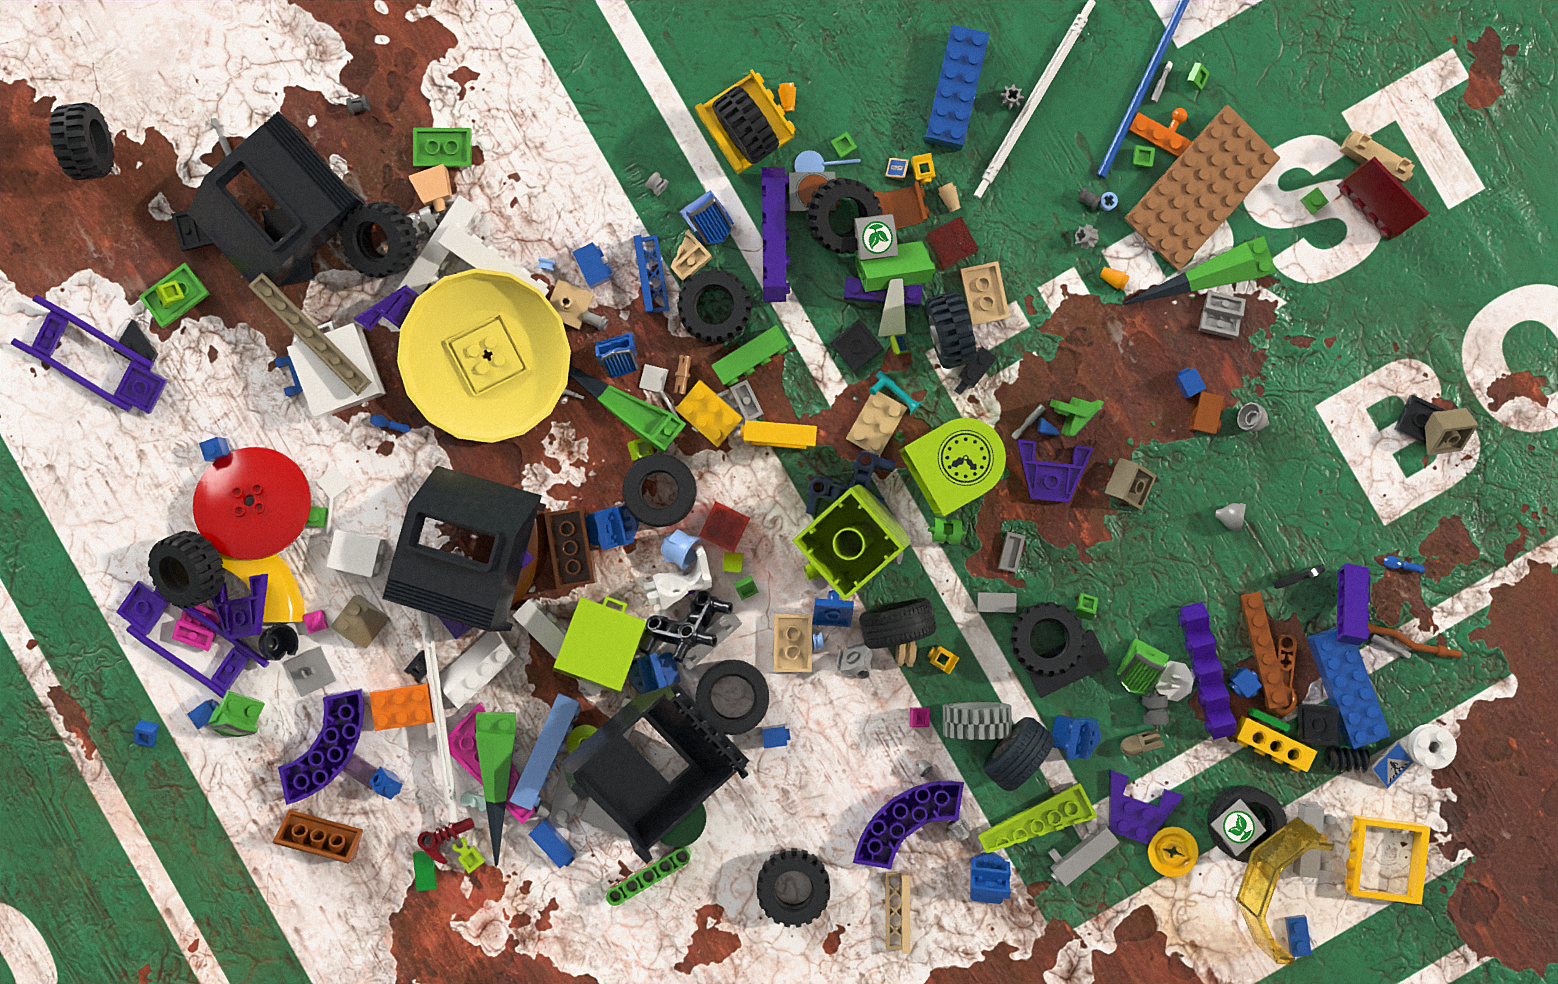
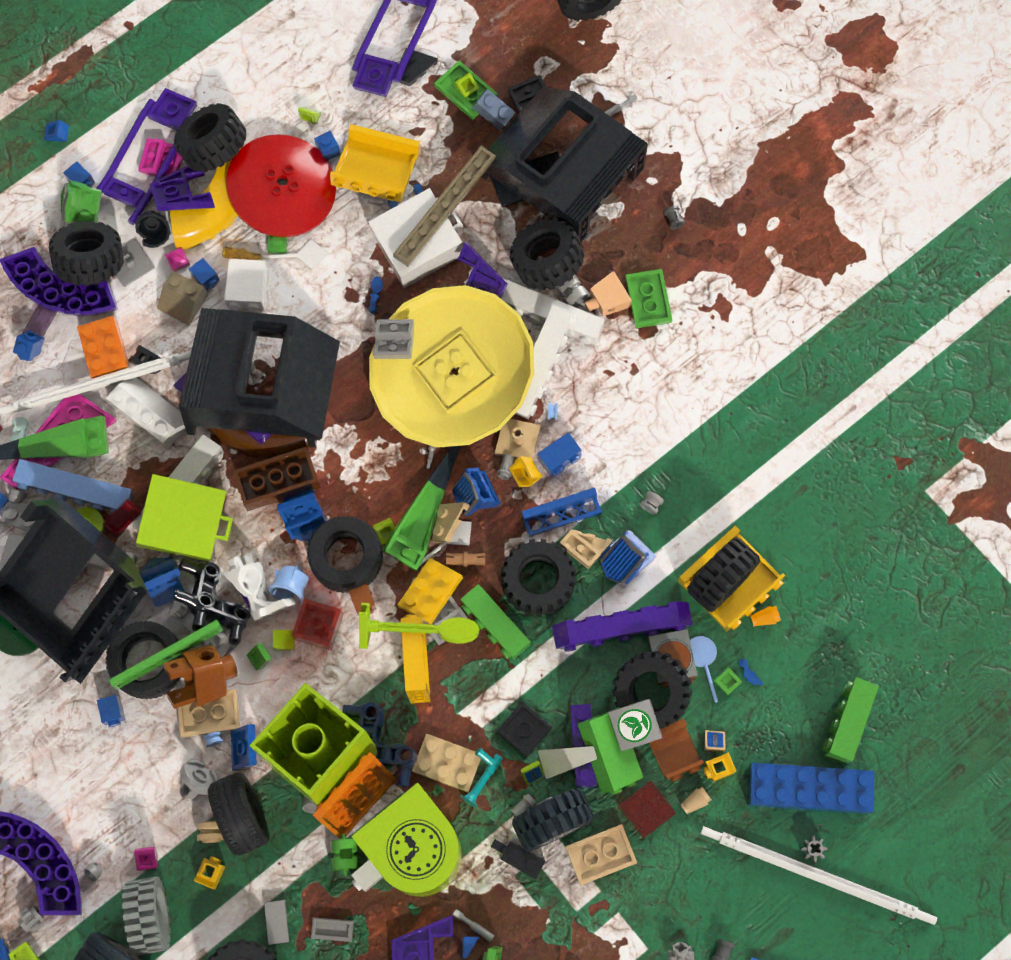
camera: 80 degrees right, 15 degrees down
(174, 464) = (309, 115): none -> lime slope
(204, 269) = (493, 109): none -> sand blue brick
(244, 401) = (376, 163): none -> yellow panel
(313, 716) = (86, 253): none -> black tyre
(322, 555) = (233, 253): none -> clear yellow pin
(338, 595) = (204, 274): none -> blue brick
(445, 409) = (394, 339): none -> light grey slope
(585, 705) = (122, 517): none -> dark red tile
(605, 307) = (525, 472): none -> yellow window
(642, 385) = (447, 521): none -> tan wing
(707, 480) = (361, 595): none -> dark orange brick
(735, 673) = (166, 655): none -> bright green tile
(759, 642) = (203, 676): none -> dark orange piece
(764, 390) = (452, 630): none -> lime piece
(838, 125) = (749, 675): none -> blue piece
(900, 512) = (354, 796): none -> orange plate
(902, 37) = (850, 721): none -> bright green brick
(928, 358) = (525, 804): none -> light grey pin
(970, 514) = (366, 876): none -> white brick

